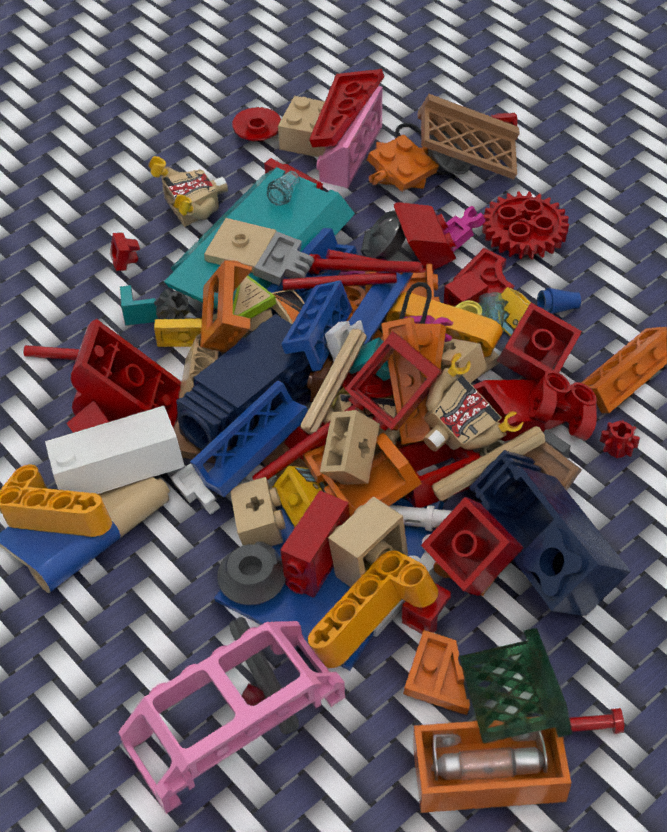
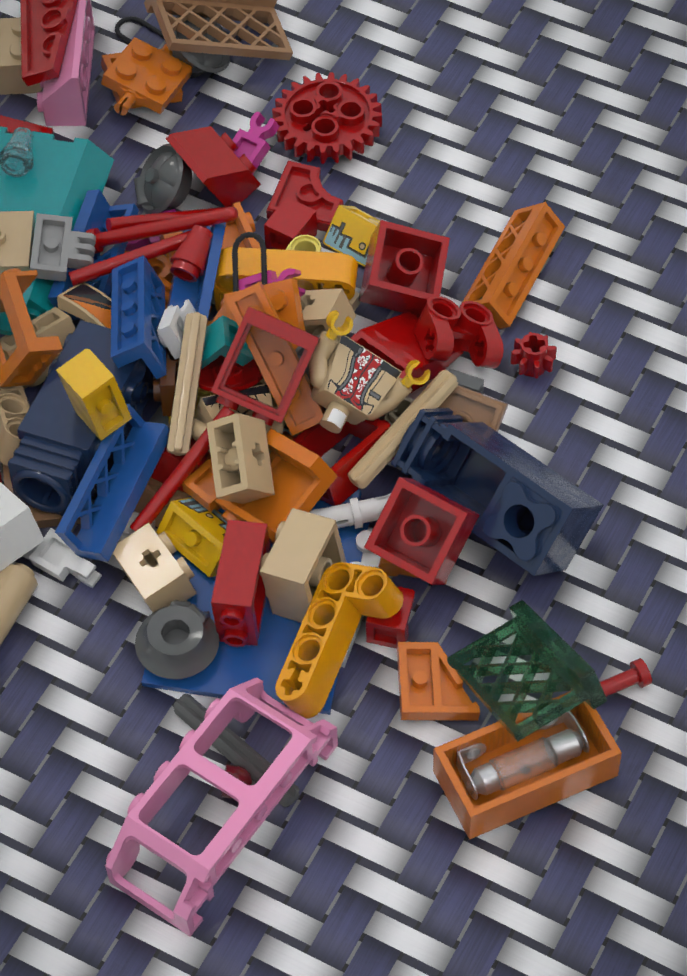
camera: 20 degrees left, 5 degrees up
(252, 299) = (46, 308): tile -> none
(254, 365) = (94, 393): none -> yellow panel
(377, 289) = (192, 254): none -> red cone
(493, 307) = (330, 235): clear light blue cone -> none
(558, 300) = (401, 205): blue cone -> none

